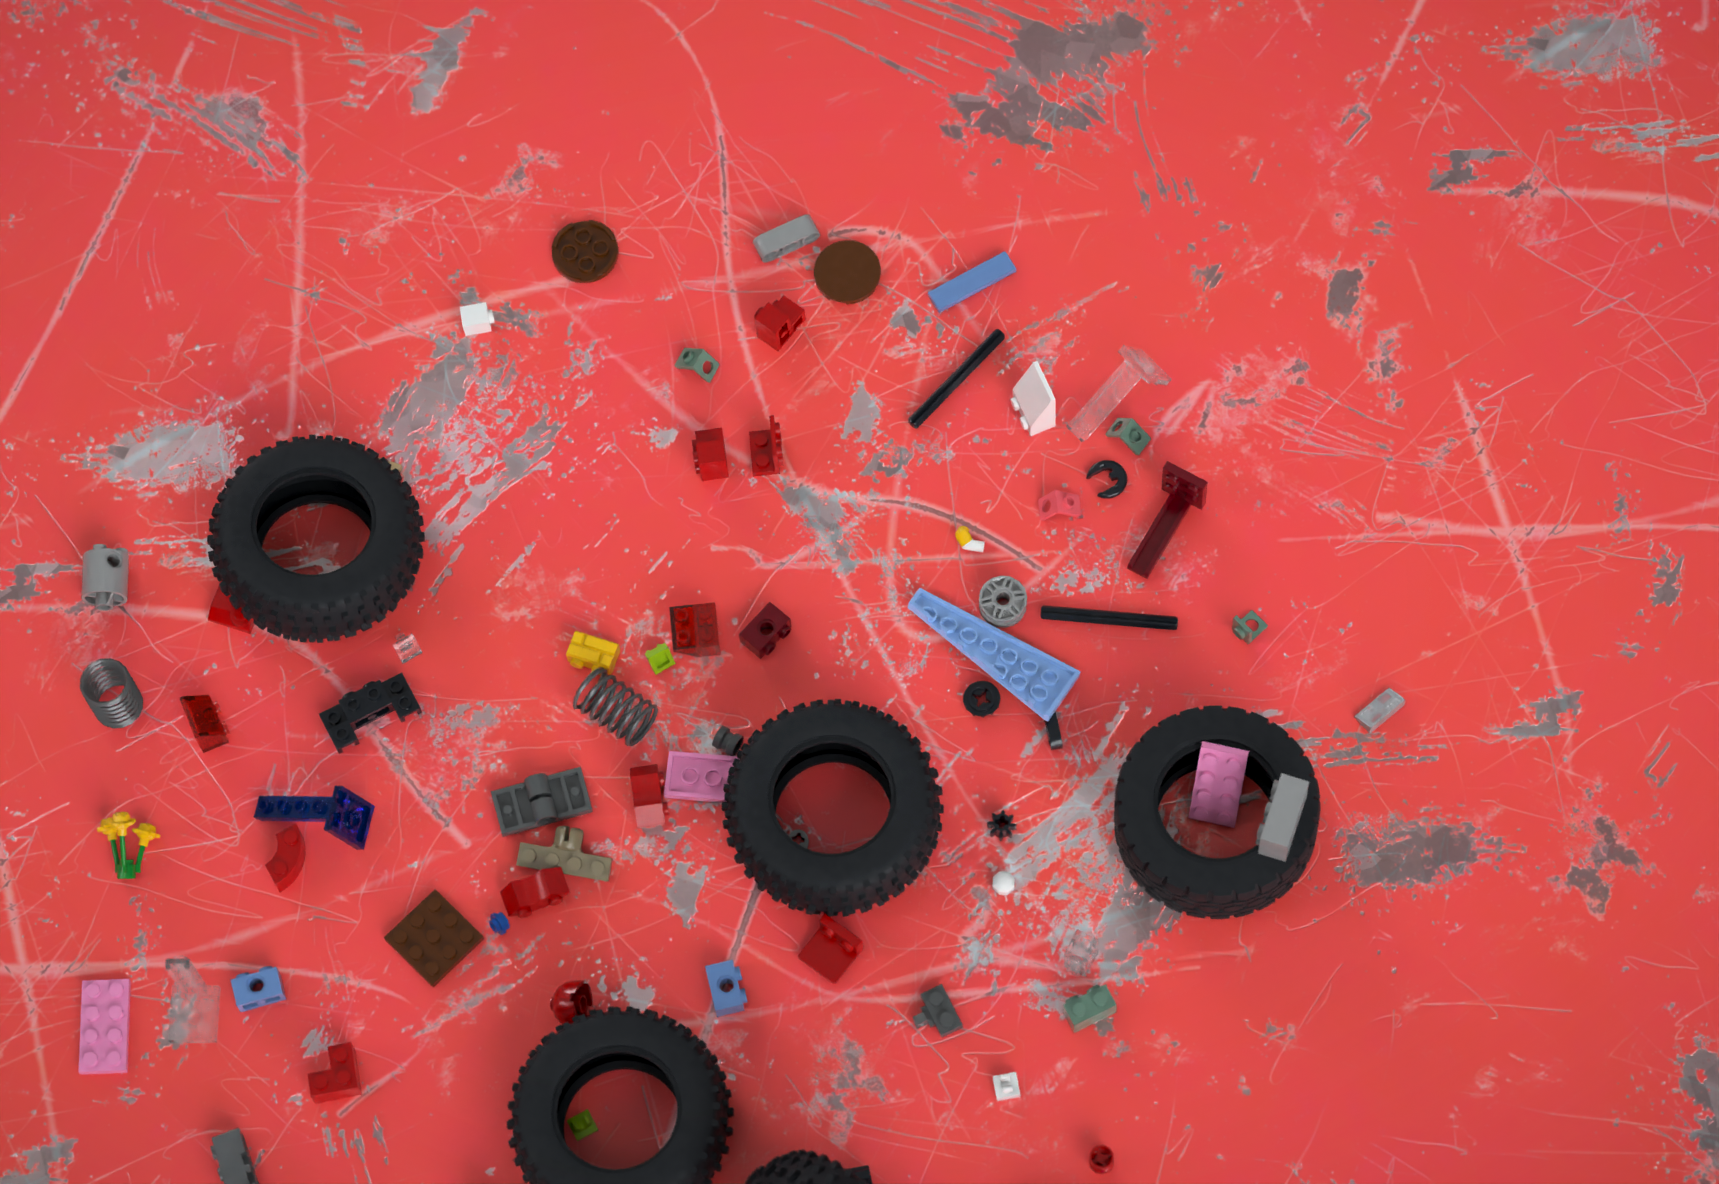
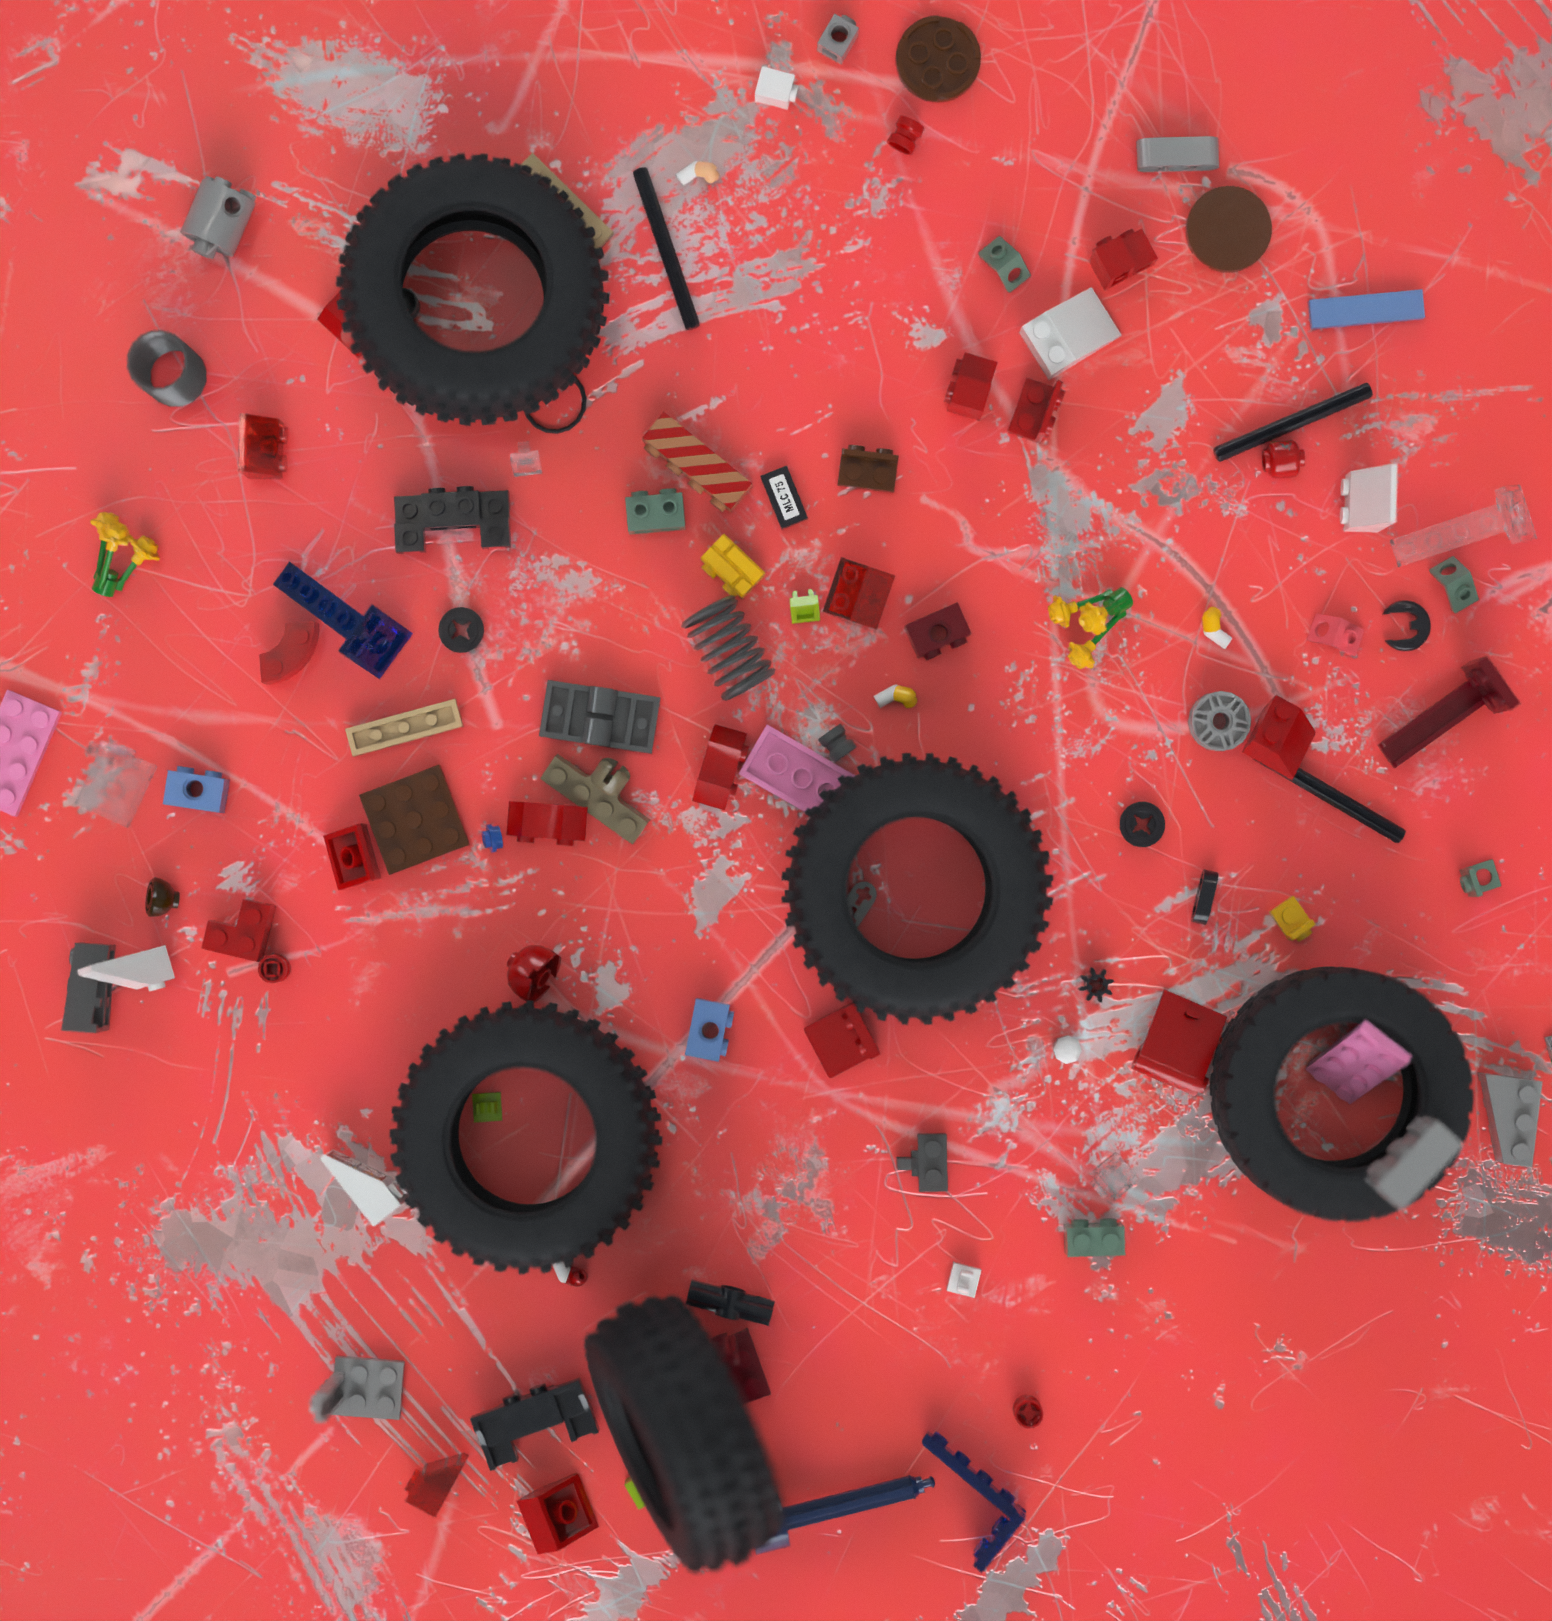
camera: 20 degrees right, 20 degrees up
(263, 1079) = (160, 897): none -> dark brown brick
(264, 1136) = (134, 971): none -> white slope
(376, 1095) = (278, 966): none -> red wheel
(397, 874) = (404, 727): none -> tan plate
(397, 984) = (352, 856): none -> red slope
(407, 777) = (462, 616): none -> black gear
(426, 614) = (584, 399): none -> black piece
(443, 397) = (698, 169): none -> arm
(445, 460) = (666, 248): none -> black axle
(509, 275) = (838, 50): none -> light grey brick
(518, 640) = (655, 512): none -> sand green brick
(534, 593) = (697, 462): none -> brick
(584, 309) = (905, 135): none -> red wheel
(609, 590) = (784, 497): none -> tile
(662, 543) = (868, 469): none -> reddish brown bracket
(755, 688) = (897, 693): none -> arm
(764, 389) = (1069, 333): none -> white slope
(874, 566) = (1091, 619): none -> yellow plant
(961, 405) = (1283, 459): none -> red head
(1019, 667) = (1201, 809): light blue wing -> none
(1052, 591) = (1280, 737): none -> red slope
(1085, 840) = (1178, 1047): none -> red door
(1125, 716) = (1292, 919): none -> yellow bracket
(1356, 778) = (1512, 1116): none -> light grey wedge

